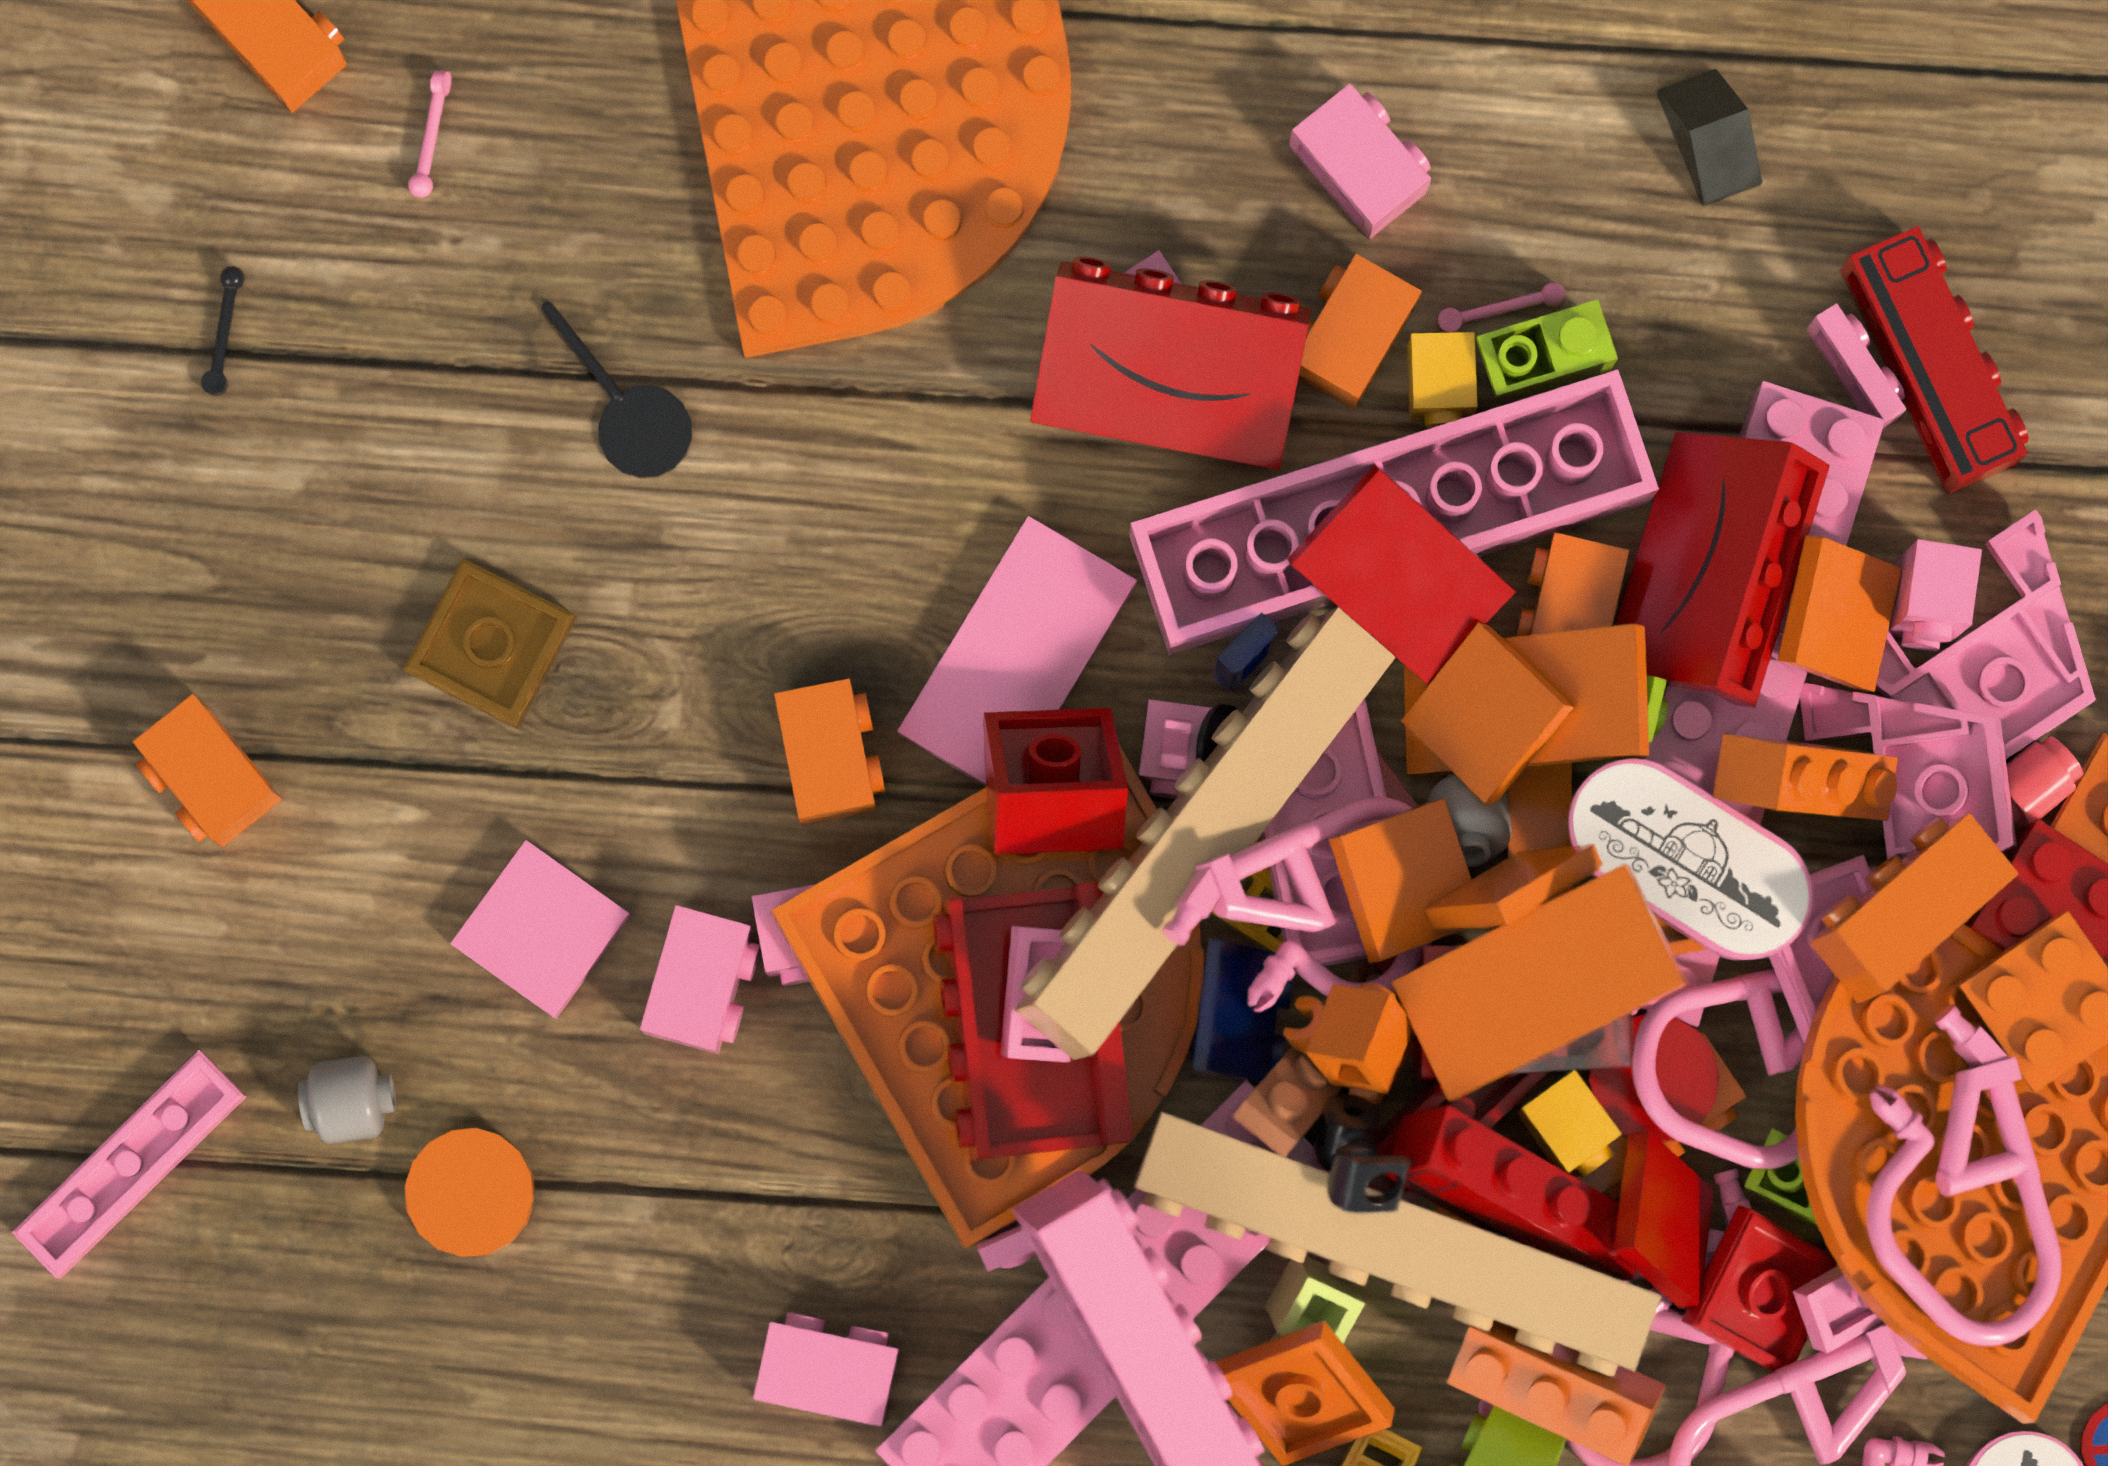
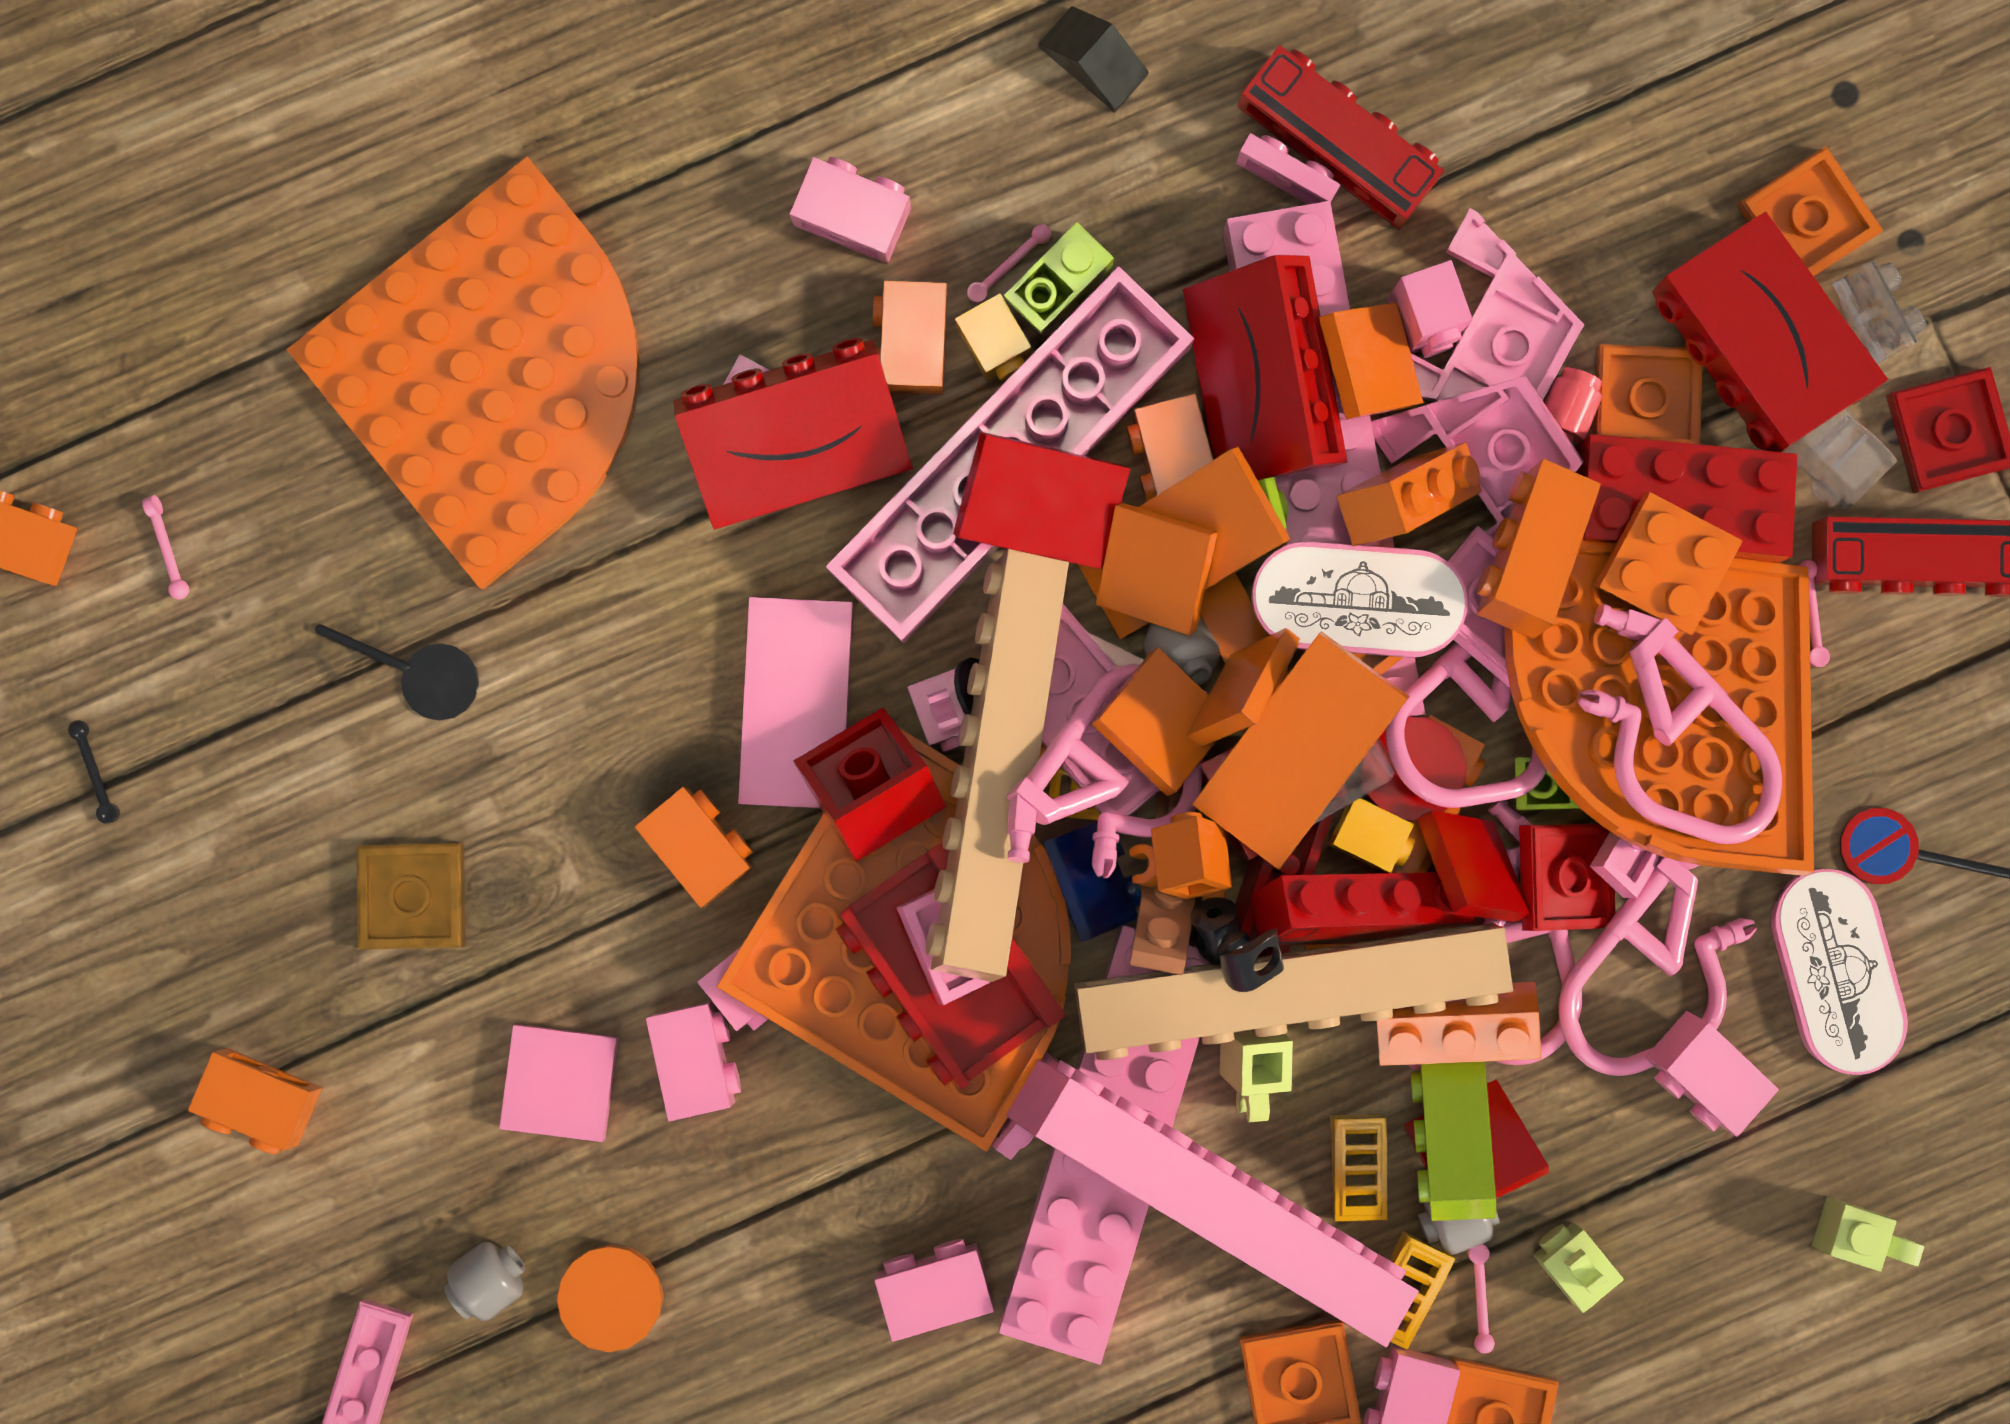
camera: 25 degrees left, 5 degrees up
(1245, 652) = (959, 615): clear blue tile -> none
(1305, 1393) = (1281, 1127): orange plate -> none

